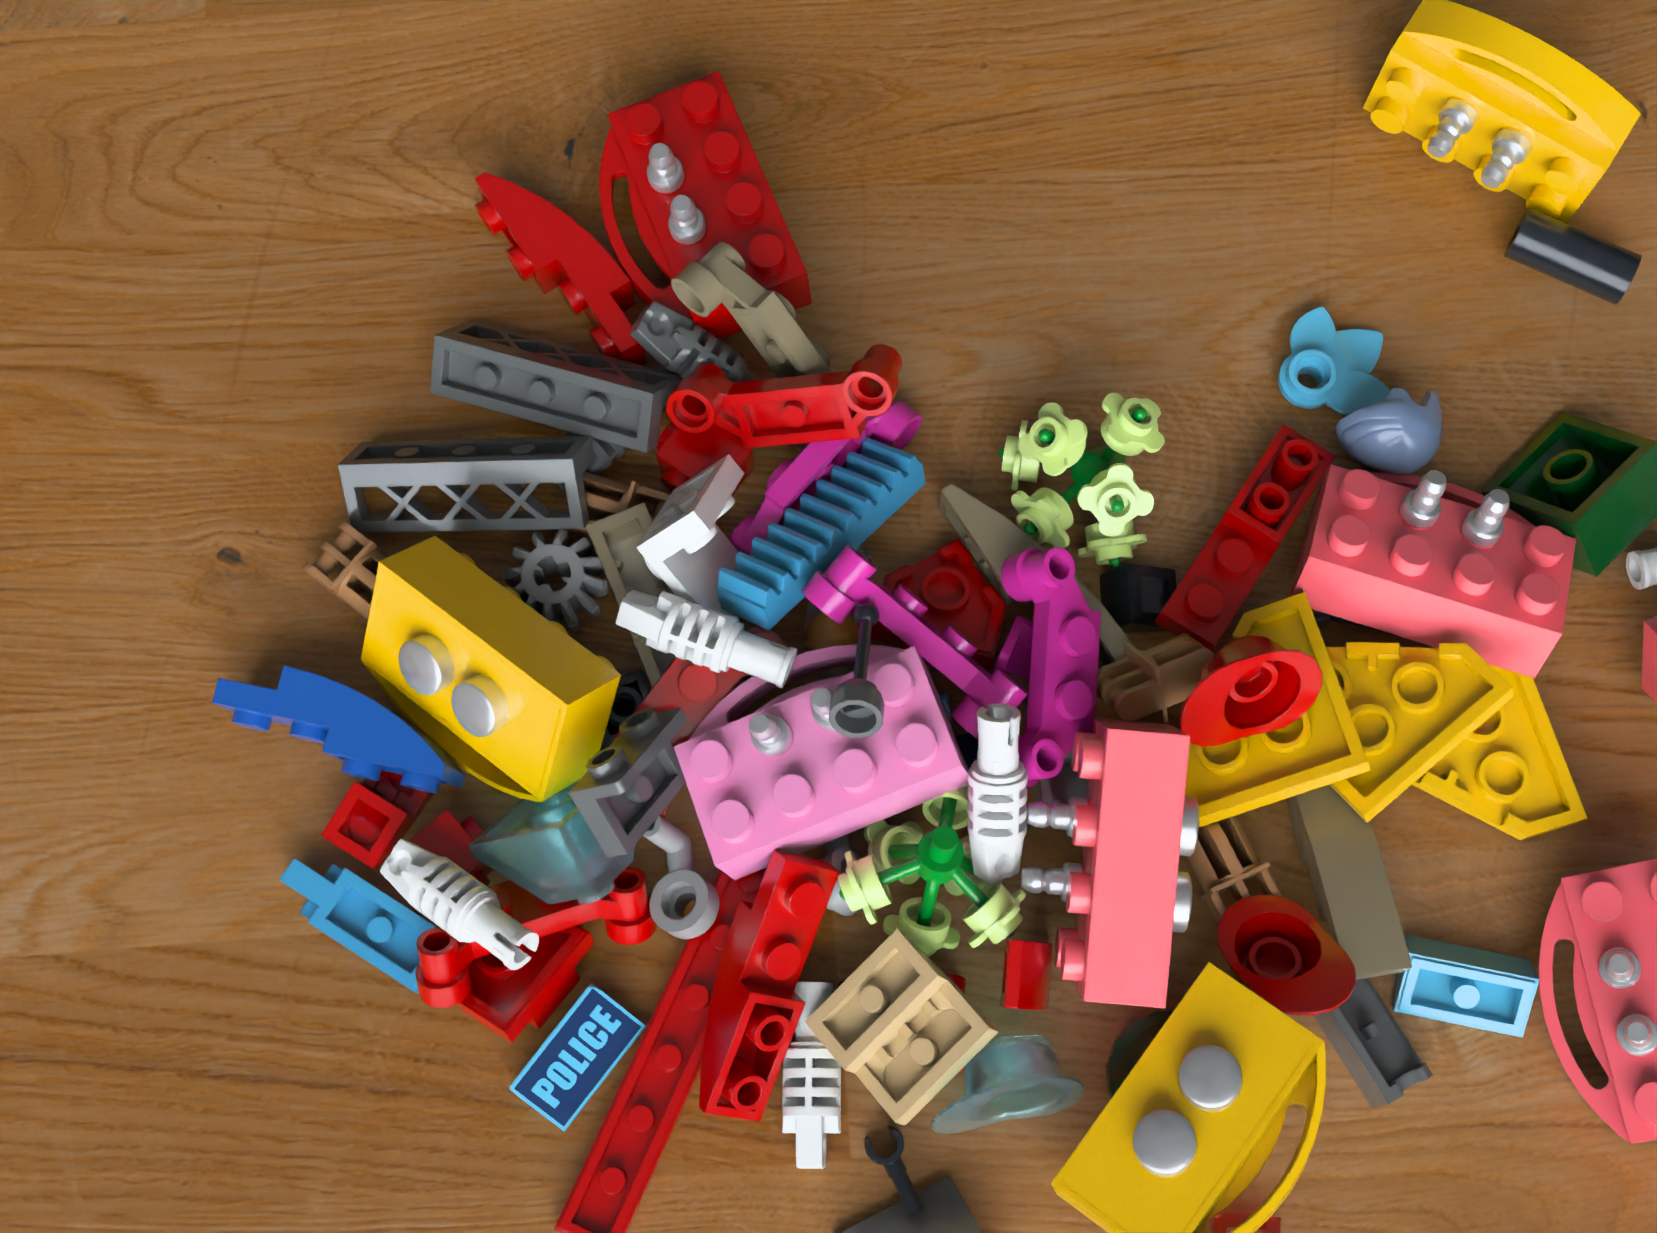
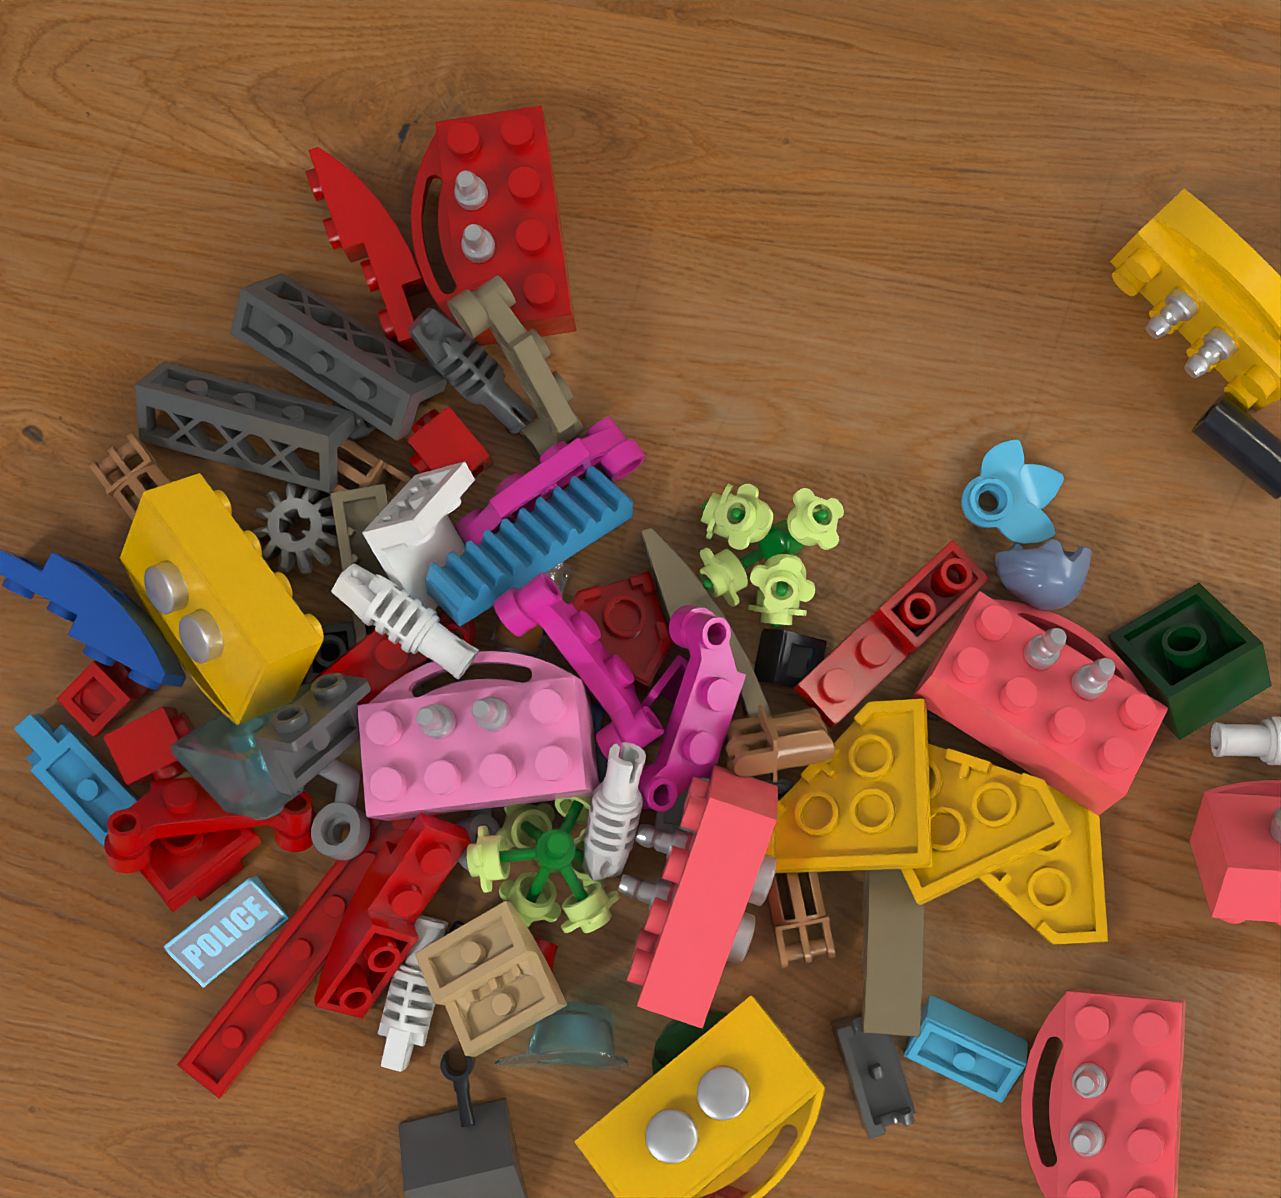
camera: 10 degrees right, 10 degrees up
(457, 902) = (148, 793): white hinge -> none
(788, 407) = (523, 432): red plate -> none
(857, 703) = (508, 722): dark grey hinge -> none
(1026, 975) = (604, 962): red slope -> none
(1249, 691) = (845, 777): red piece -> none
(1285, 955) = (818, 1001): red piece -> none

